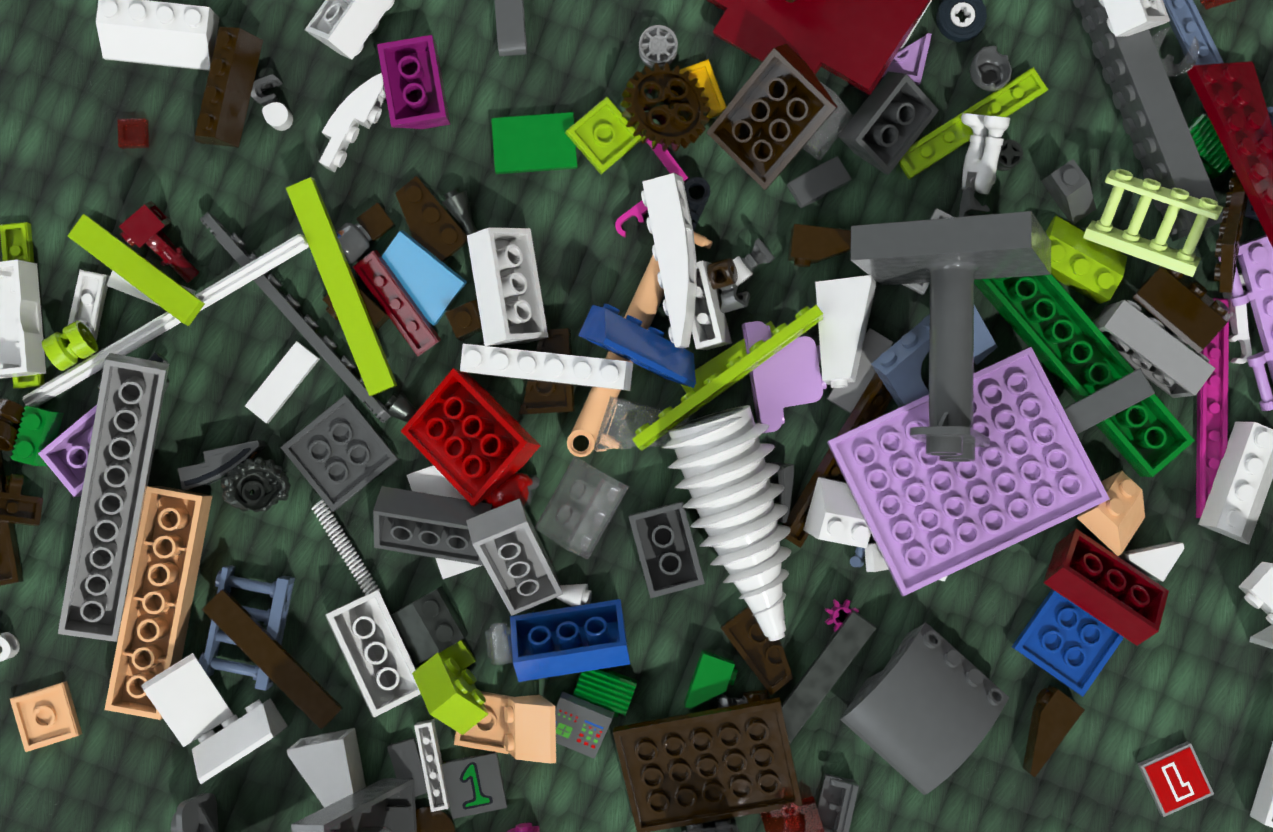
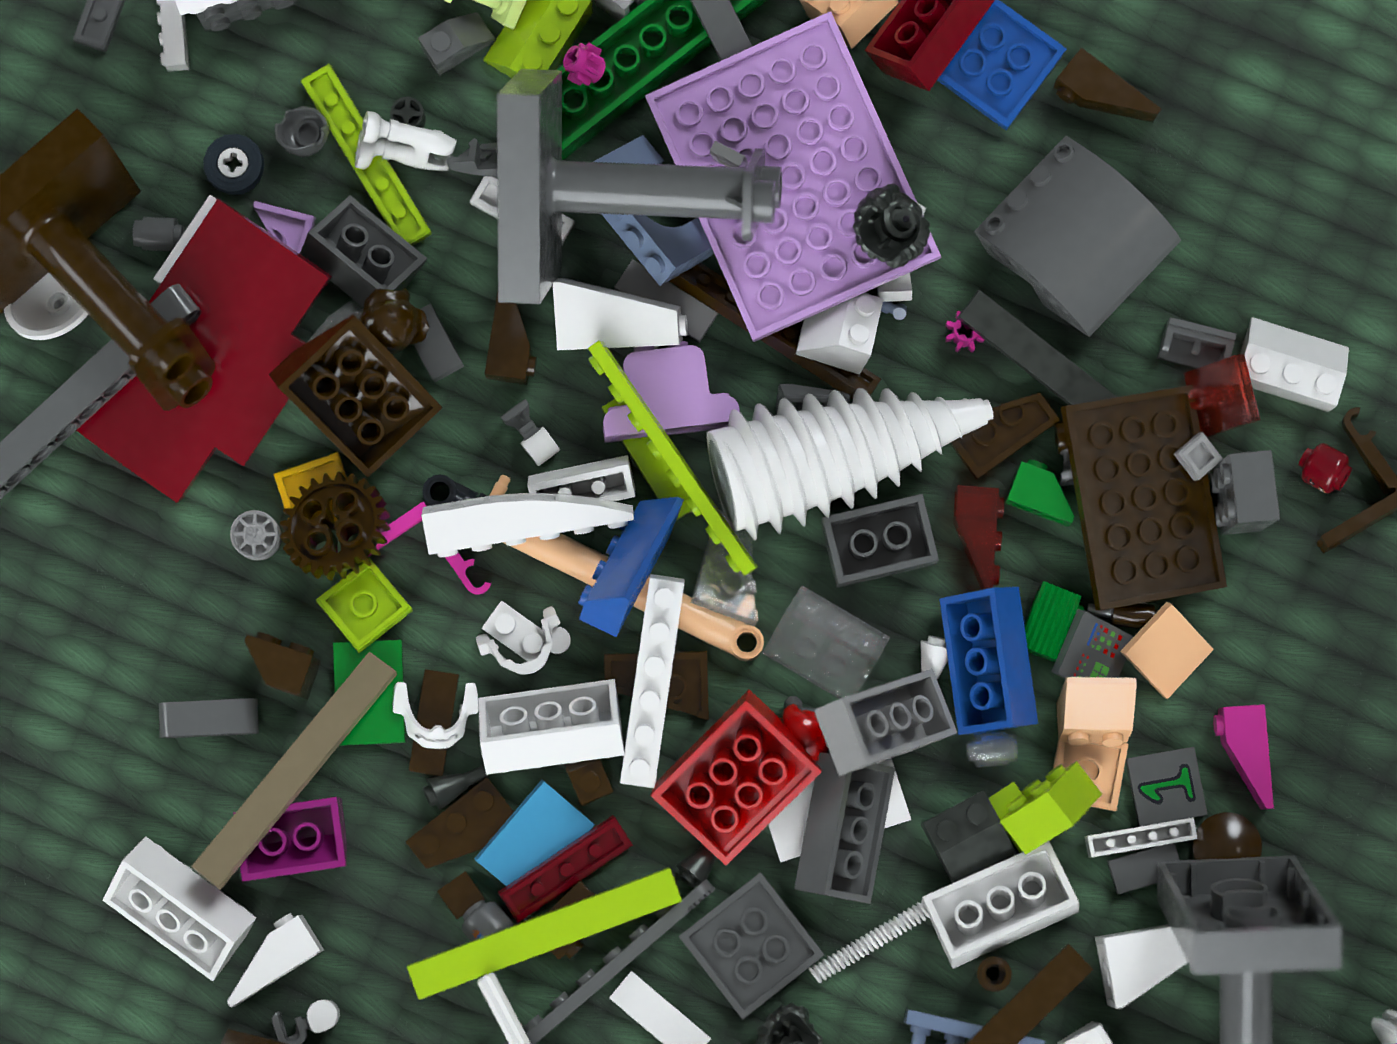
camera: 85 degrees left, 5 degrees down
(313, 652) = (1003, 978): none -> dark brown cone
(322, 77) = (279, 954): none -> white slope
(342, 128) = (319, 909): white slope -> none
(465, 81) = (294, 770): none -> dark tan tile
(498, 196) = (437, 736): none -> white helmet
(511, 195) = (435, 708): none -> dark brown tile
(550, 70) = (281, 667): none -> dark brown slope
(573, 234) = (488, 646): none -> white helmet
(583, 264) = (523, 635): none -> white hinge
(584, 785) = (1167, 650): none -> light nougat tile
(610, 759) = (1126, 616): none -> dark brown piece
(683, 627) = (976, 525): none -> clear red slope
(724, 276) = (547, 460): leg -> none
(742, 811) = (1198, 456): none -> light grey tile
(835, 145) = (394, 319): none -> dark brown hair
(926, 553) = (890, 226): none -> pearl dark grey hair
(982, 415) = (727, 156): none -> light grey tile
(1056, 294) = (584, 64): none -> dark pink gear

